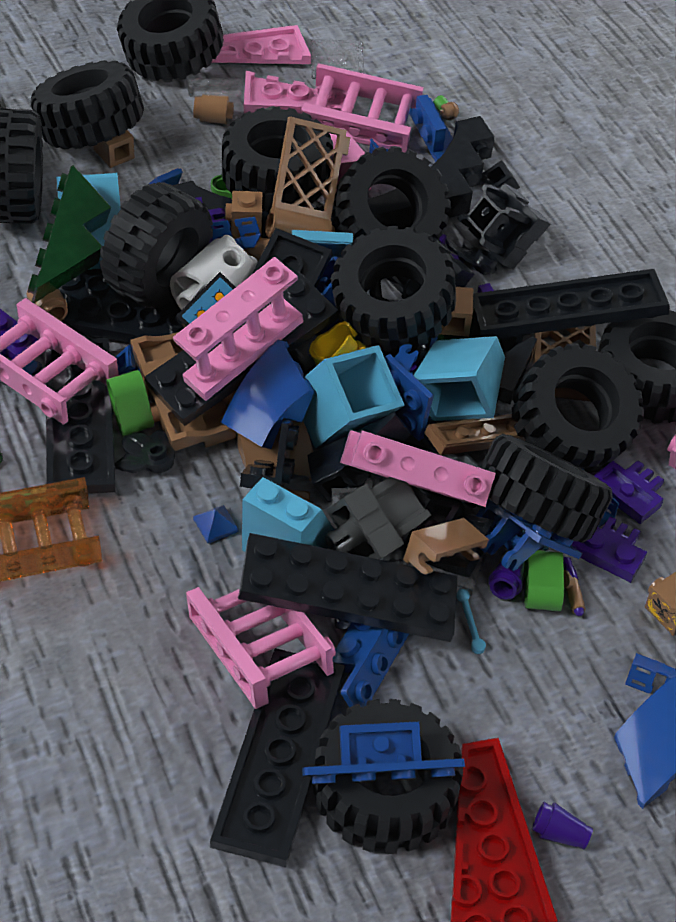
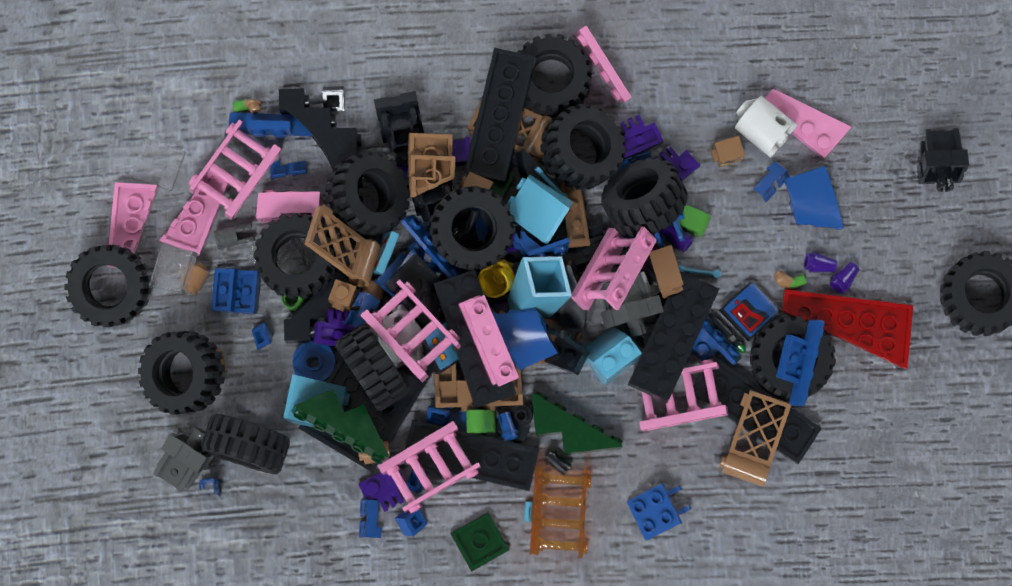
camera: 65 degrees left, 30 degrees up
(60, 651) = (655, 511): none -> blue plate
(105, 507) = (556, 461): none -> black pin
(127, 440) = (507, 426): none -> blue pin
(153, 519) = (576, 434): none -> dark green slope
(181, 754) = (740, 463): none -> medium nougat piece
(204, 149) = (235, 291): none -> blue slope
(205, 237) = (404, 351): none -> bright pink fence
(215, 524) = (581, 395): blue slope -> none
(395, 677) = (727, 332): none -> black piece
(446, 694) = (750, 310): none -> slope
(471, 242) = (429, 161): none -> medium nougat slope
(512, 745) = (788, 282): none -> arm
(514, 366) = (539, 171): none -> medium azure hinge
(566, 780) = (818, 263): none -> dark purple cone
(573, 589) = (700, 204): medium nougat piece -> none

